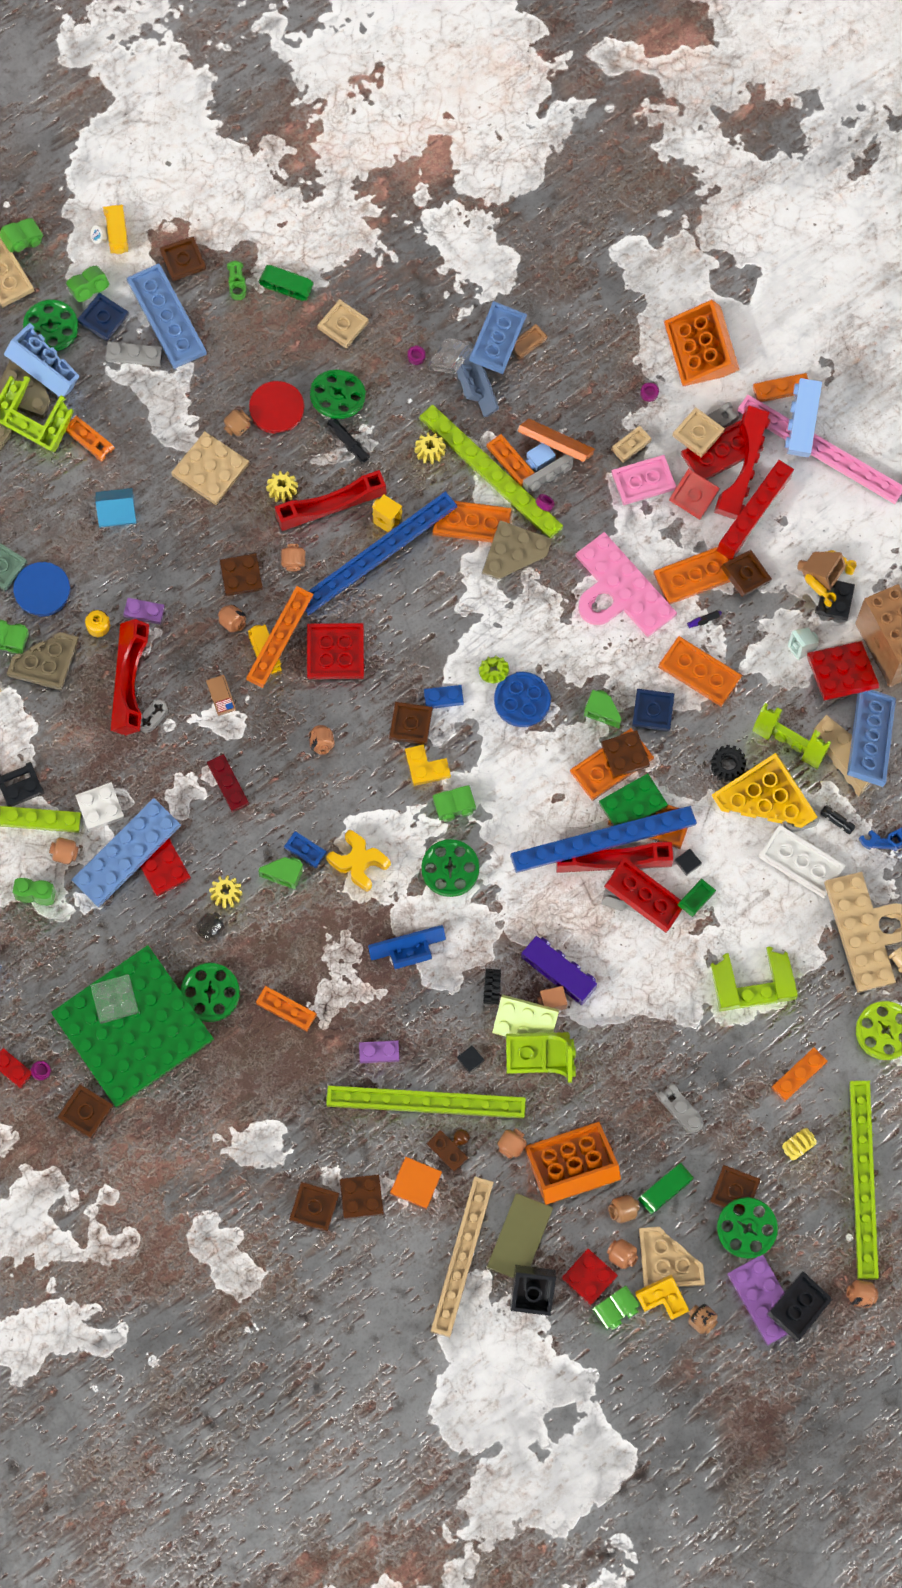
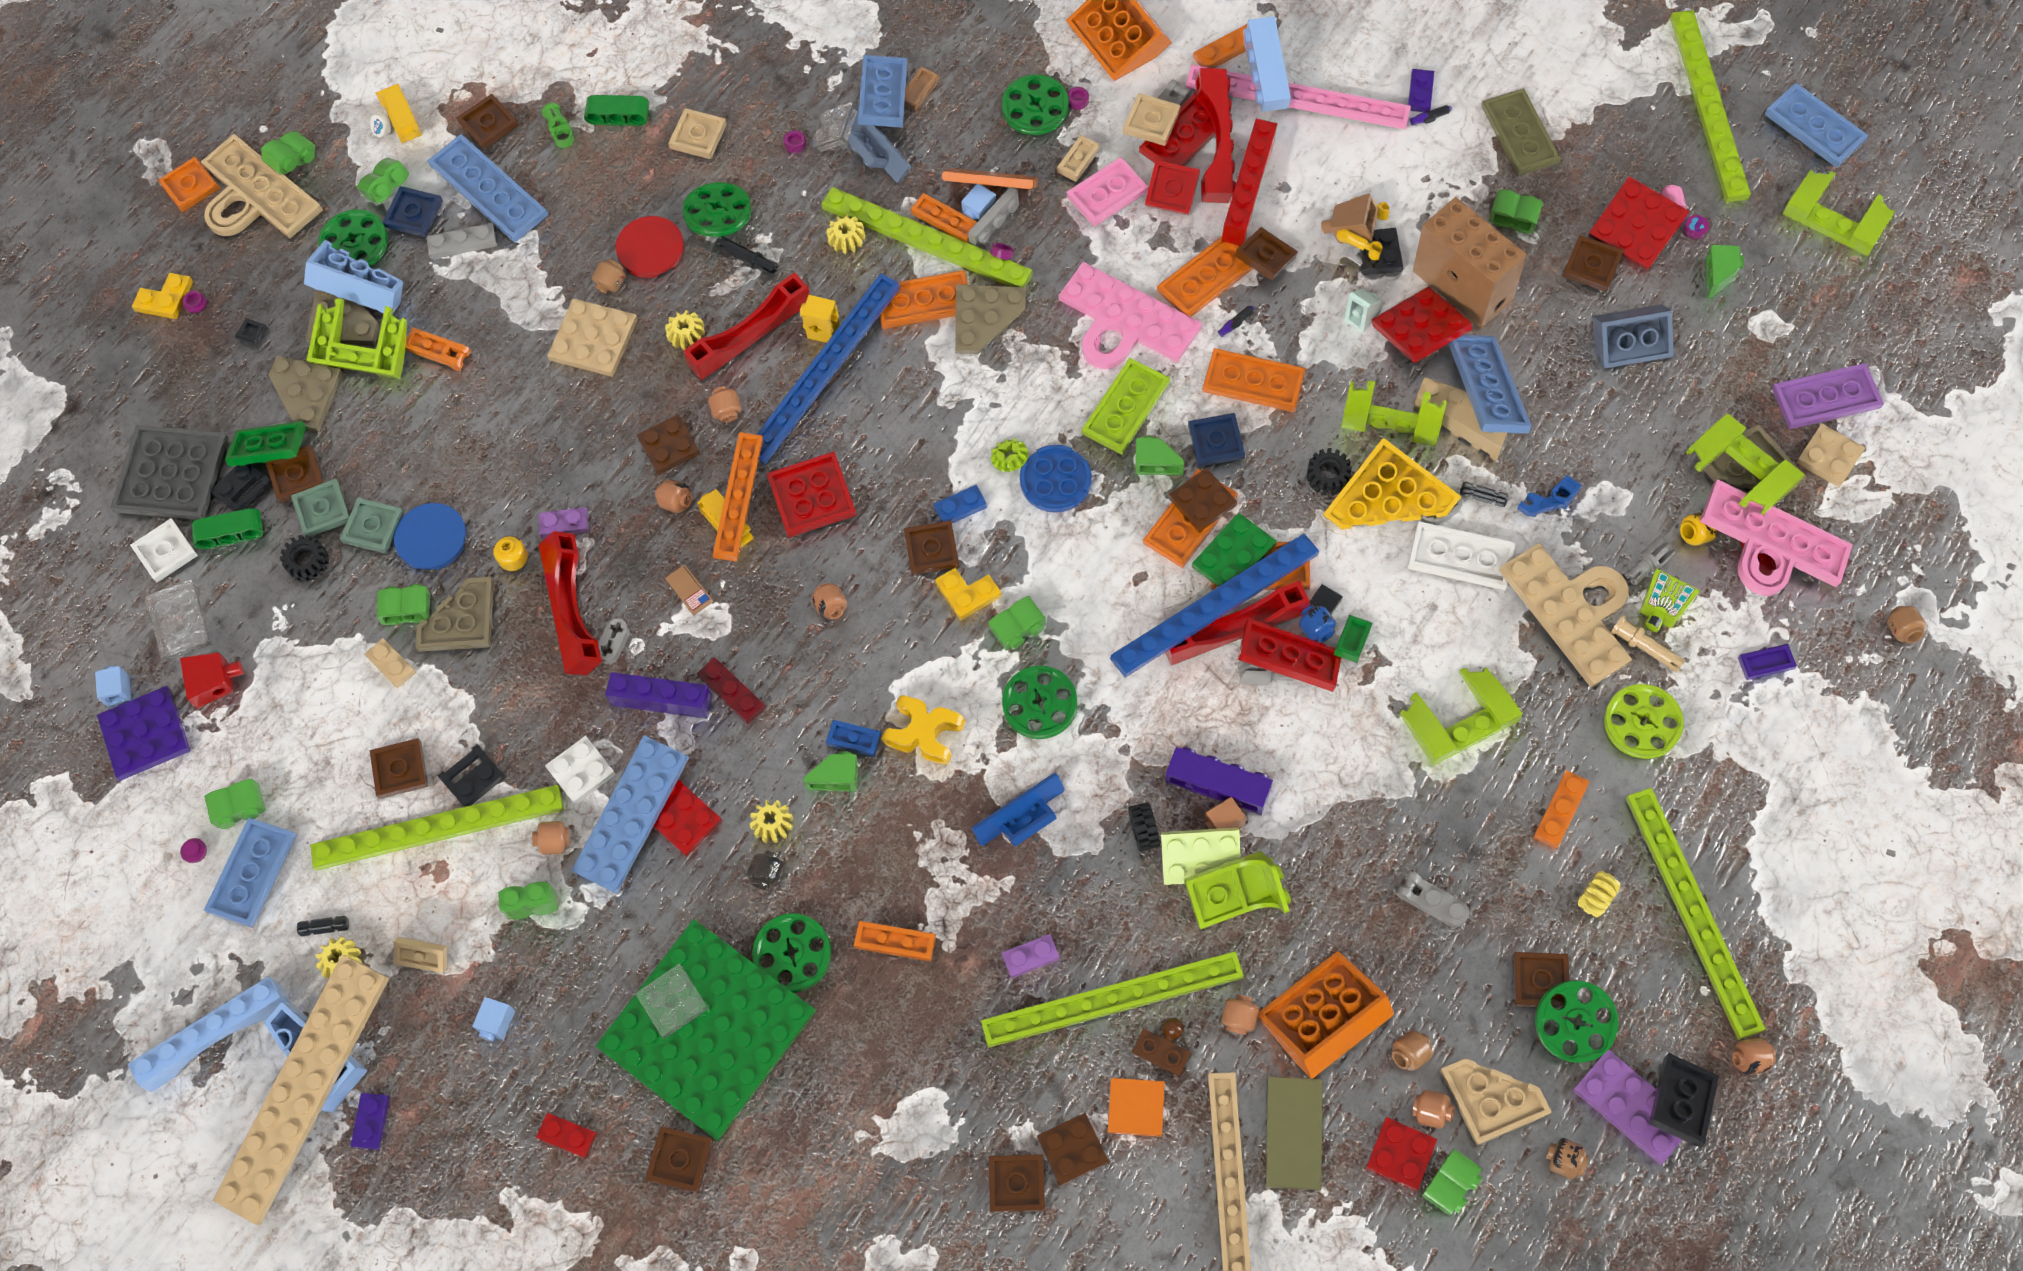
camera: 10 degrees left, 5 degrees down
(40, 1070) = (604, 1125): magenta plate -> none
(115, 507) = (492, 416): dark azure slope -> none
(174, 770) = (659, 695): none -> dark purple brick
(470, 1059) = (1148, 926): black tile -> none
(533, 1290) = (1338, 1196): black brick -> none
(595, 660) = (1125, 406): none -> lime plate
(618, 380) = (1033, 112): none -> green wedge
(664, 1292) = (1504, 1141): yellow plate -> none
(666, 1188) = (1454, 1006): green beam -> none
(674, 877) = (1317, 623): none -> blue head

